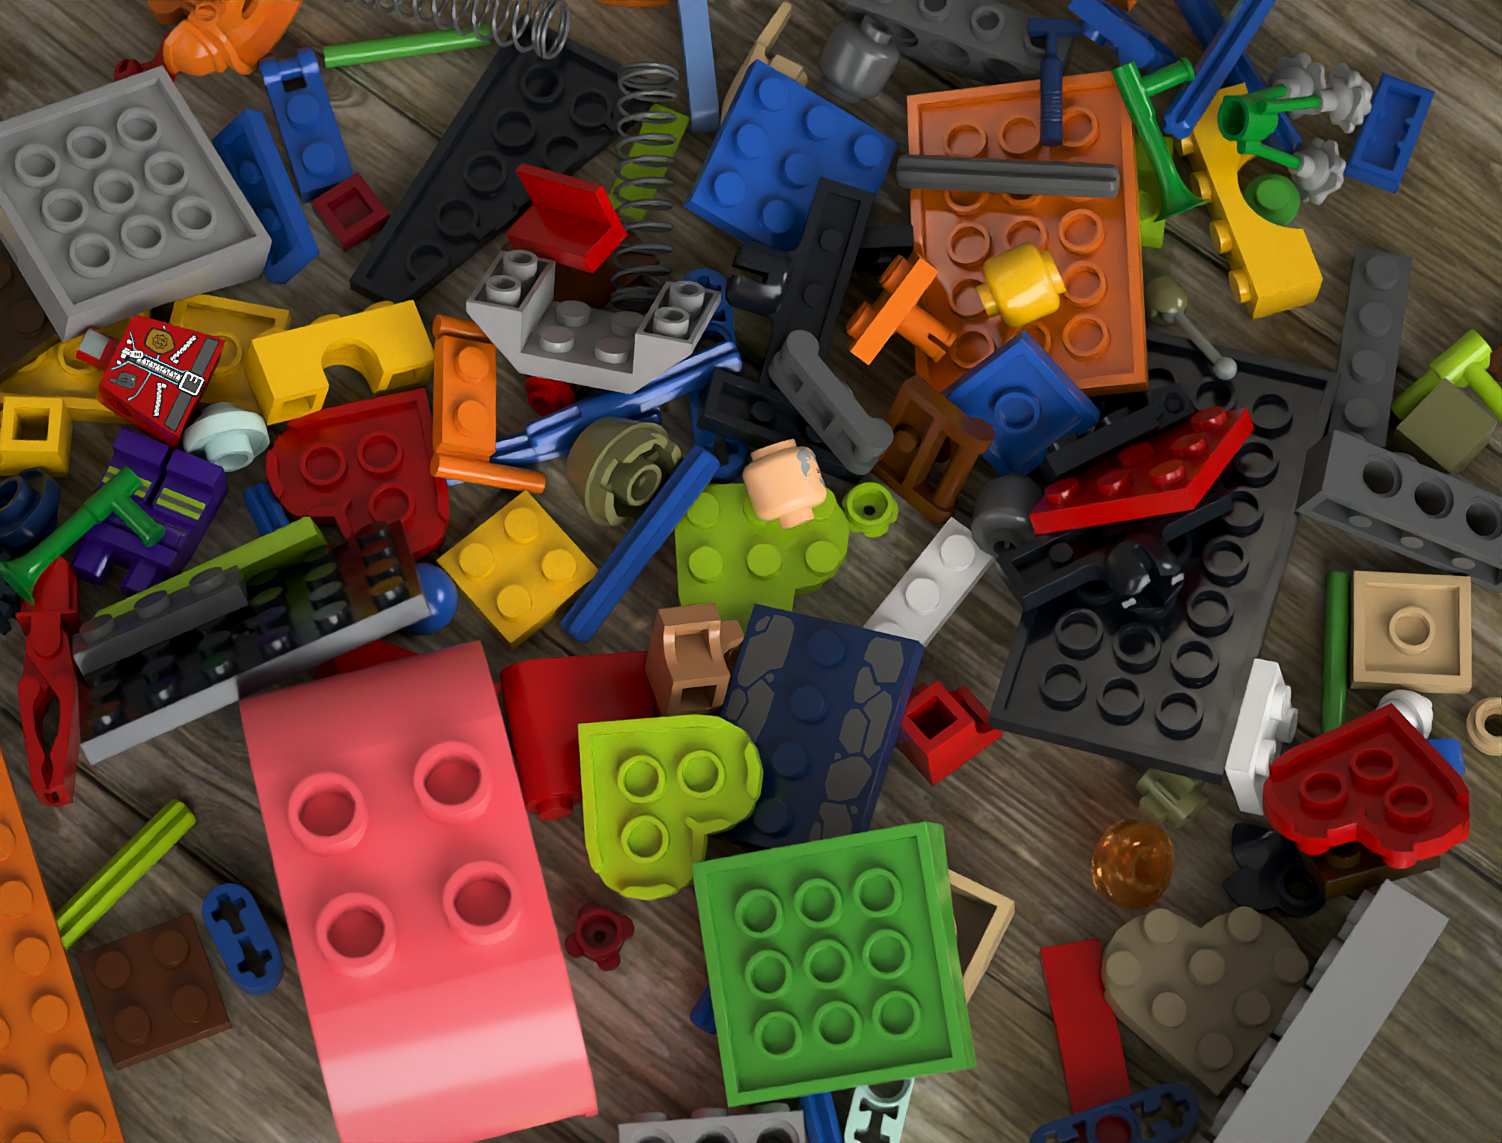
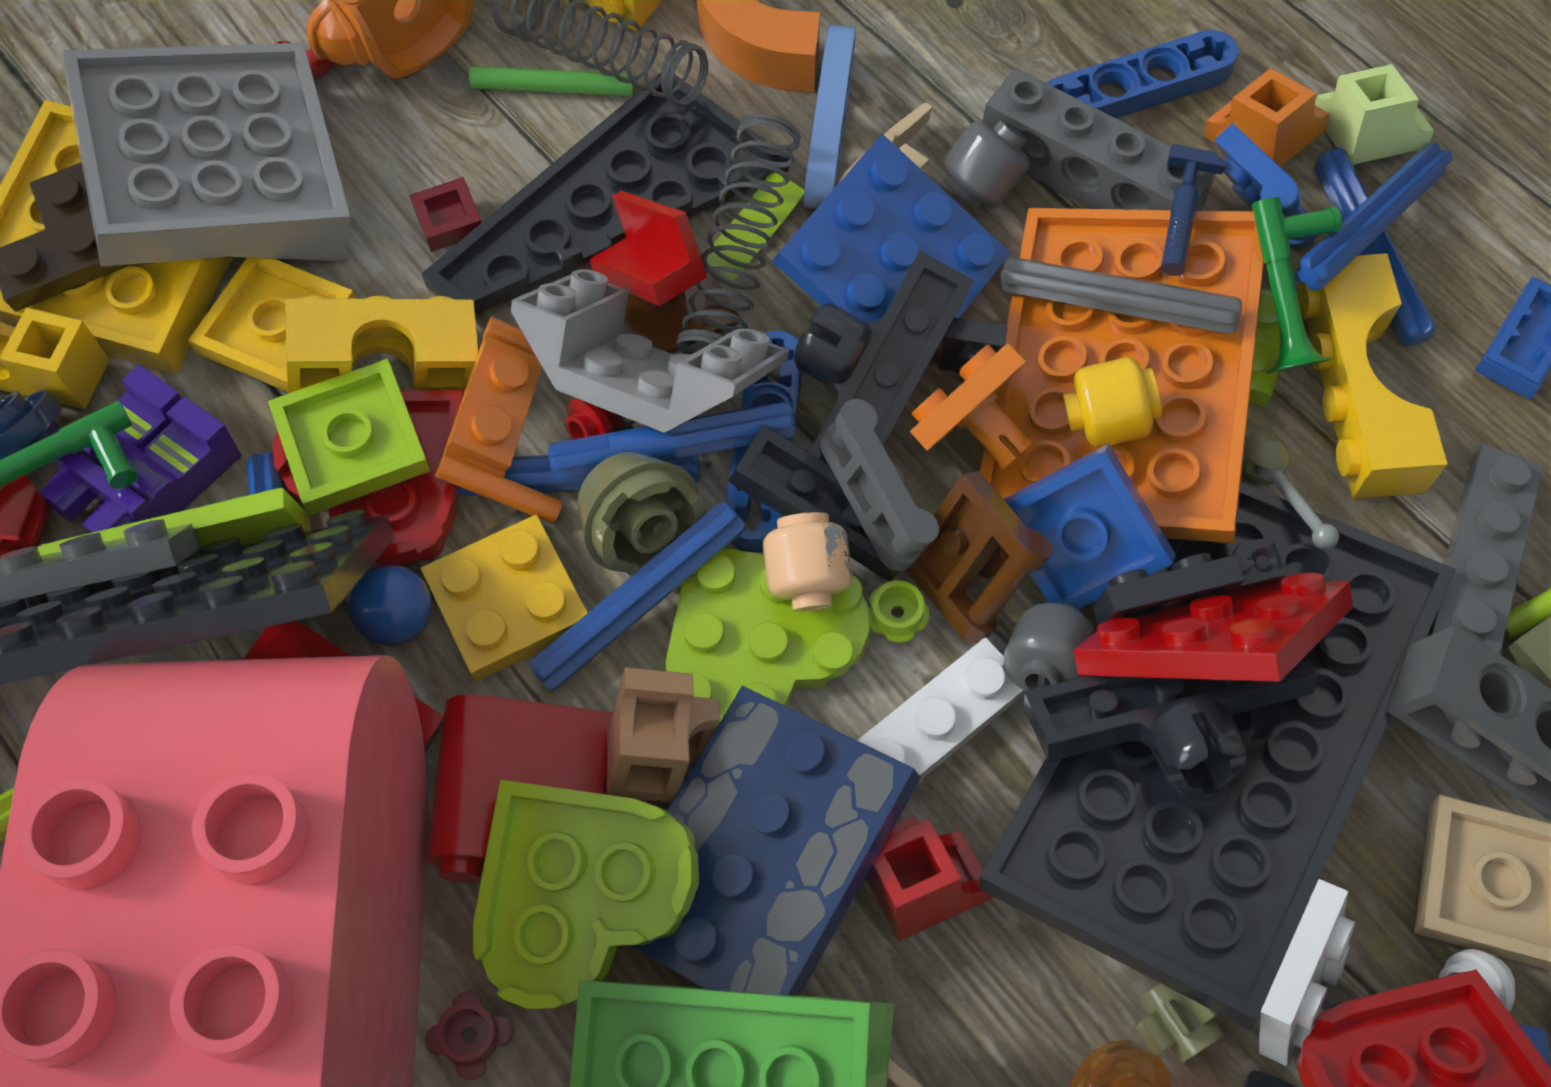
camera: 15 degrees right, 5 degrees down
(153, 374) = (185, 317): torso -> none
(227, 436) = (240, 396): light aqua plate -> none
(261, 176) = (369, 184): blue plate -> none
(306, 123) = (433, 126): blue plate -> none
(341, 454) = (348, 437): none -> lime plate
(1273, 198) = (1400, 375): bright green plate -> none
(1299, 91) = (1437, 277): light grey plant -> none
(1335, 651) = (1400, 892): bright green bar -> none

